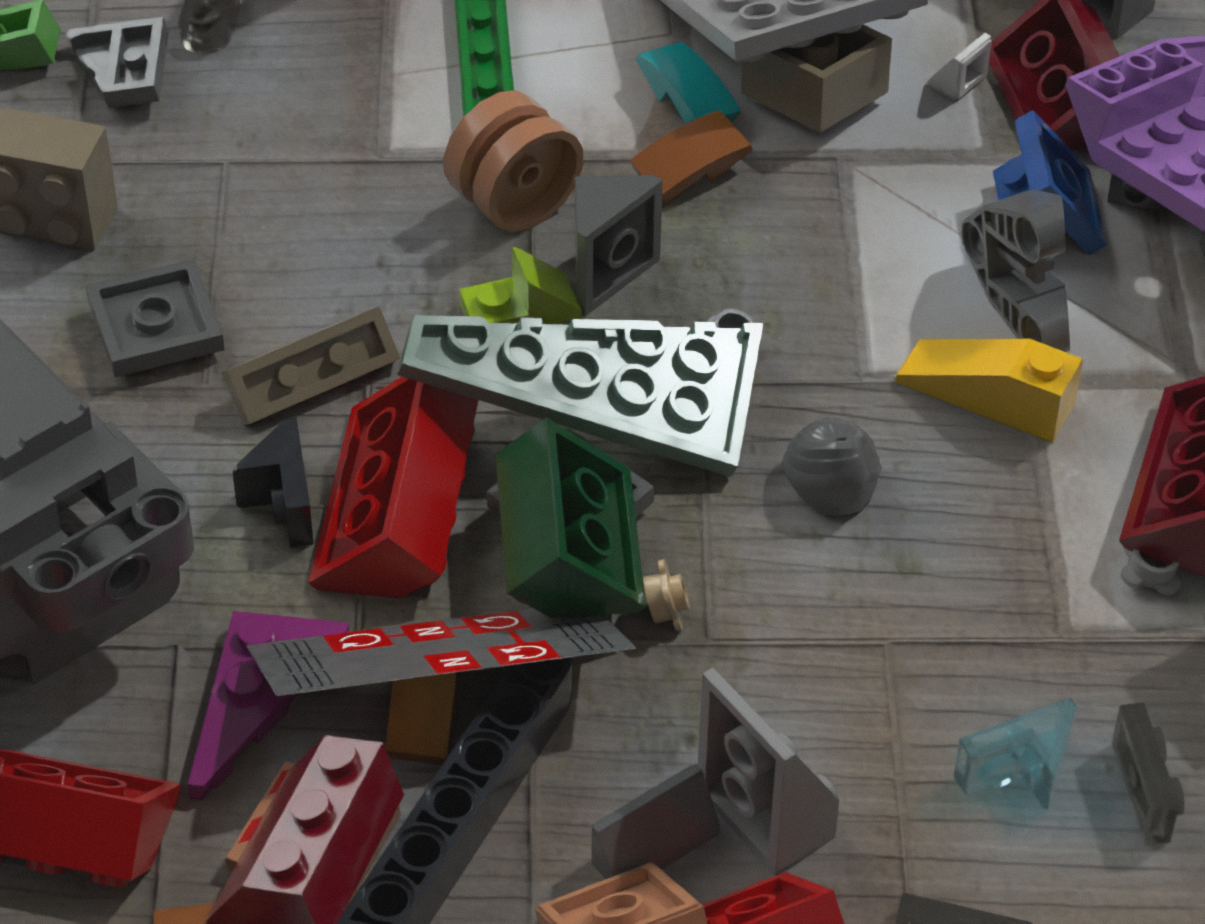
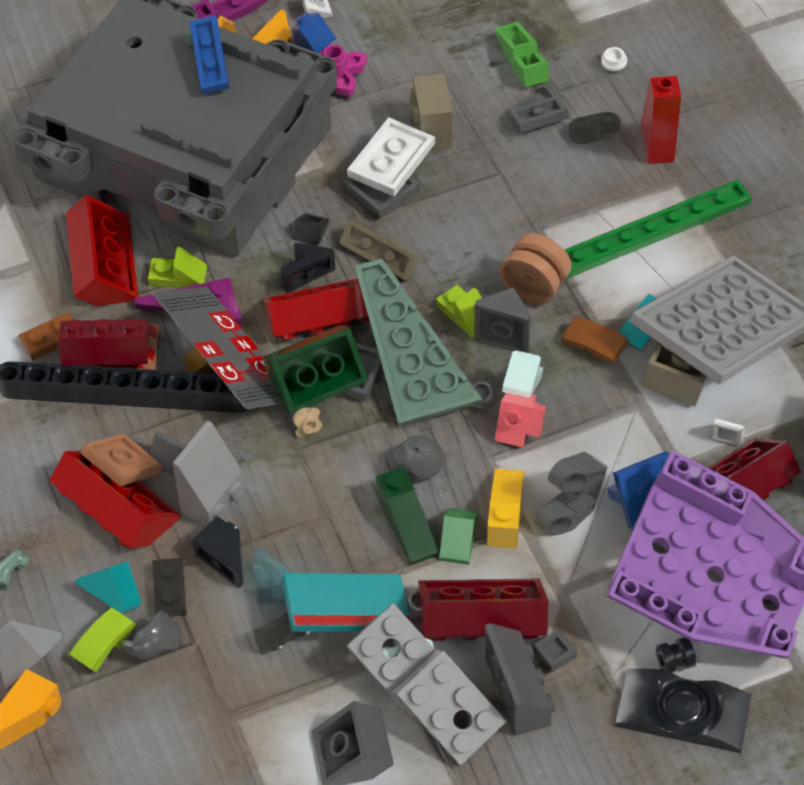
camera: 70 degrees right, 5 degrees up
(115, 267) = (391, 156): none -> white plate
(157, 699) = (177, 272): none -> lime slope
(184, 455) = (310, 228): none -> pearl dark grey slope
(737, 254) = (522, 374): none -> light aqua slope
(818, 295) = (519, 418): none -> coral brick
(922, 816) = (221, 549): none -> black slope
(952, 518) = (406, 515): none -> dark green slope
(1022, 460) = (458, 535): none -> slope
(1136, 656) = (340, 600): none -> teal tile

